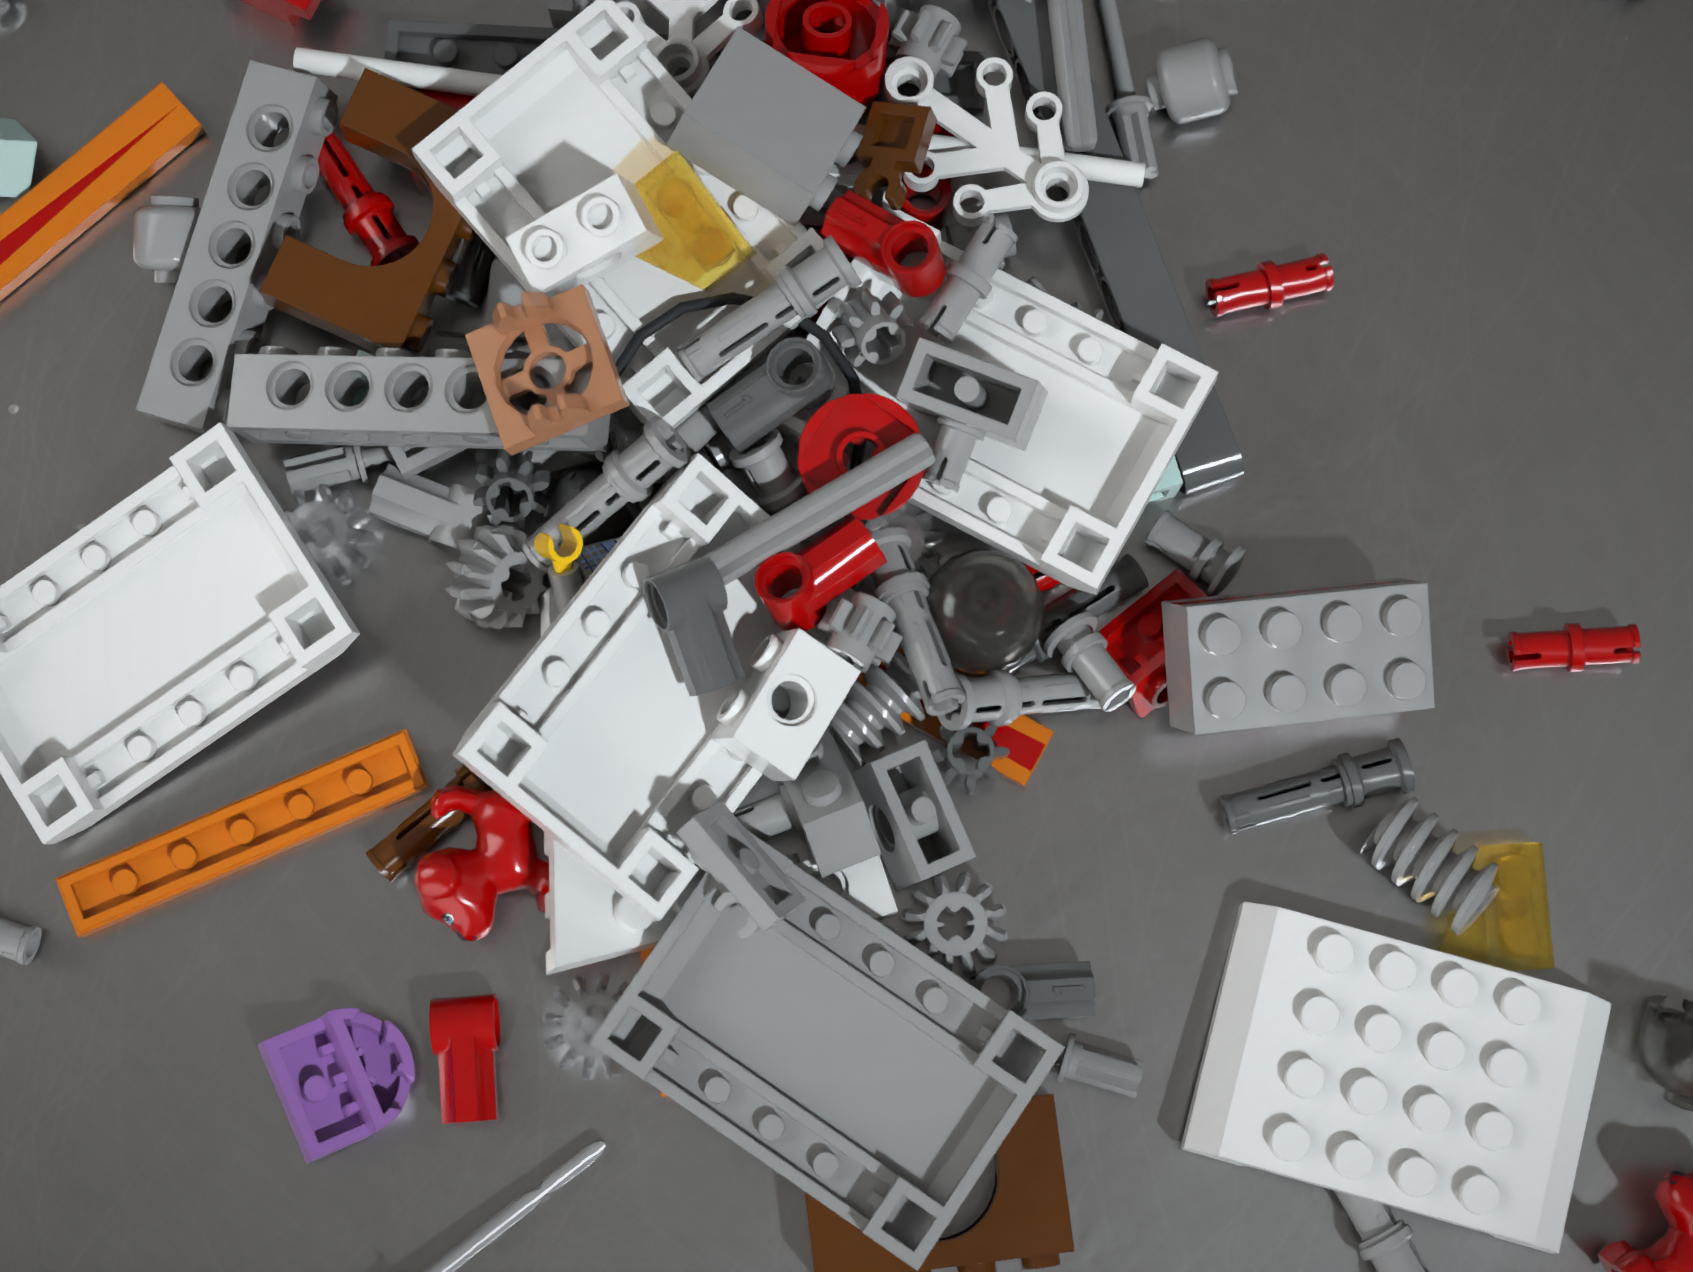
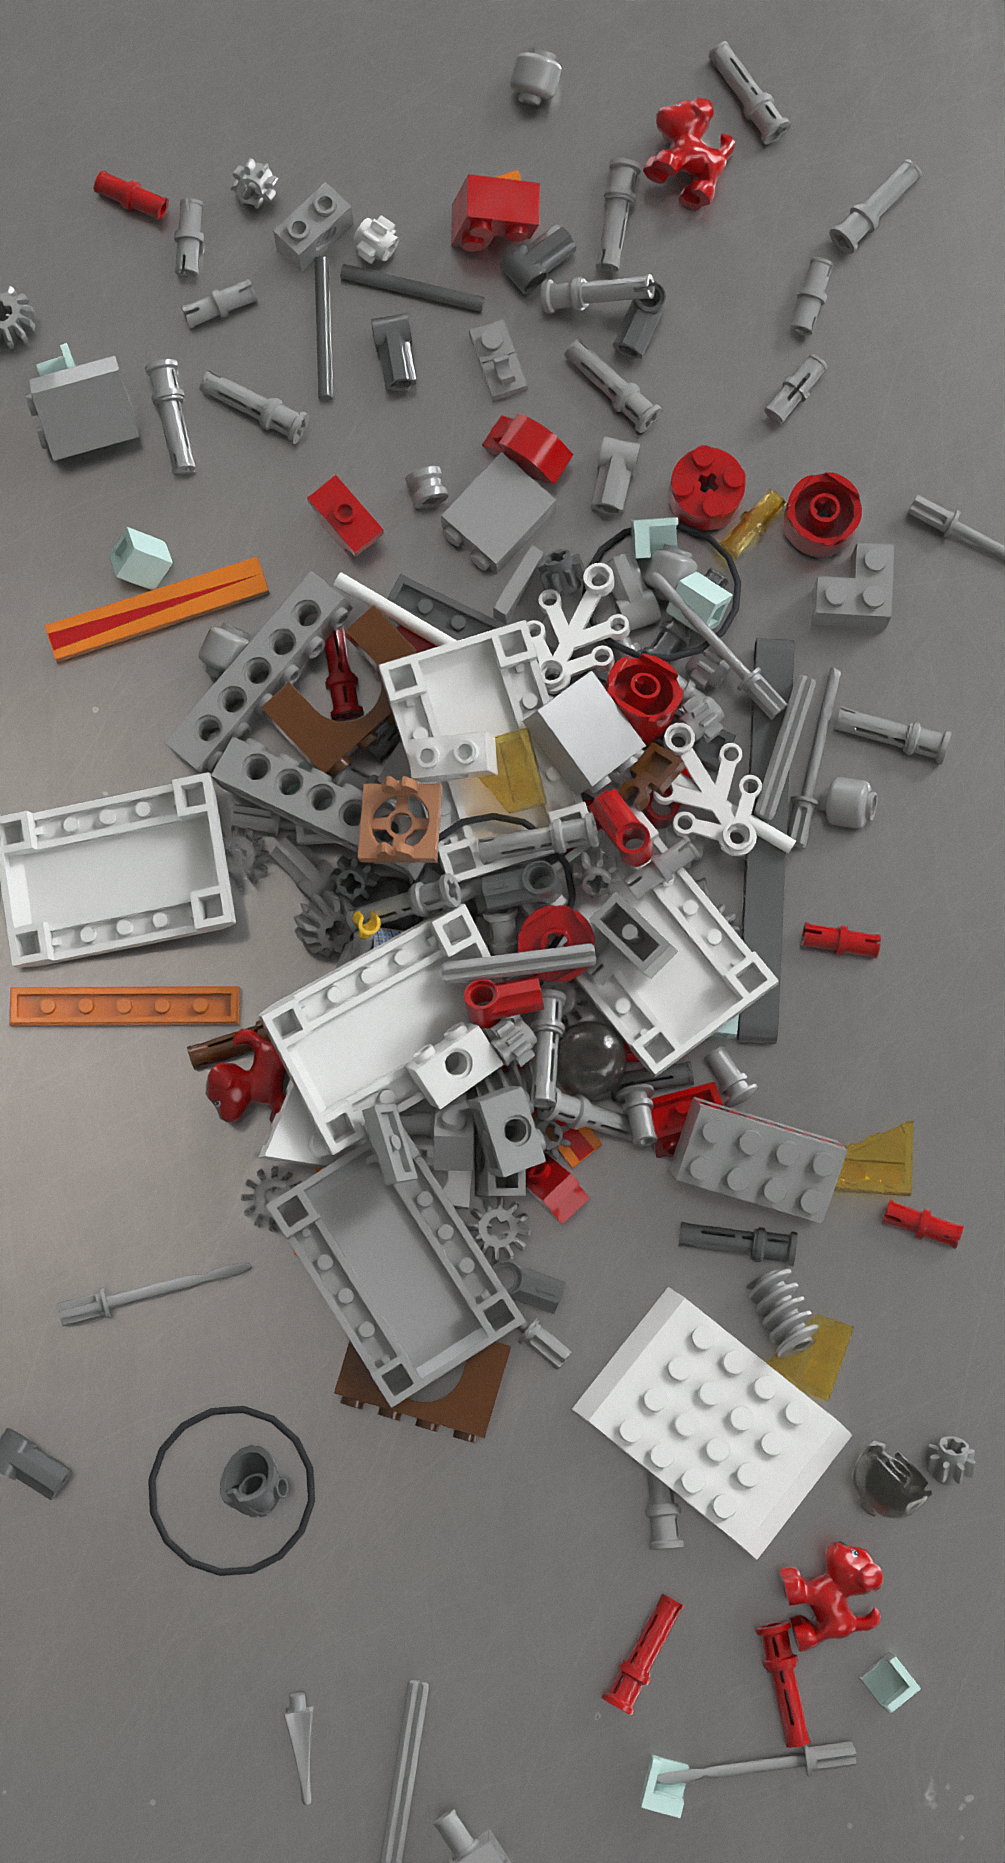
camera: 25 degrees right, 0 degrees up
(339, 1078) = (120, 1166): medium lavender slope -> none
(465, 1038) = (198, 1175): red piece -> none
(689, 608) = (422, 988): dark grey piece -> none
(876, 758) = (491, 1115): none -> light grey brick
(1013, 826) = (555, 1189): none -> red brick
(1476, 583) = (880, 1163): none -> clear yellow wing

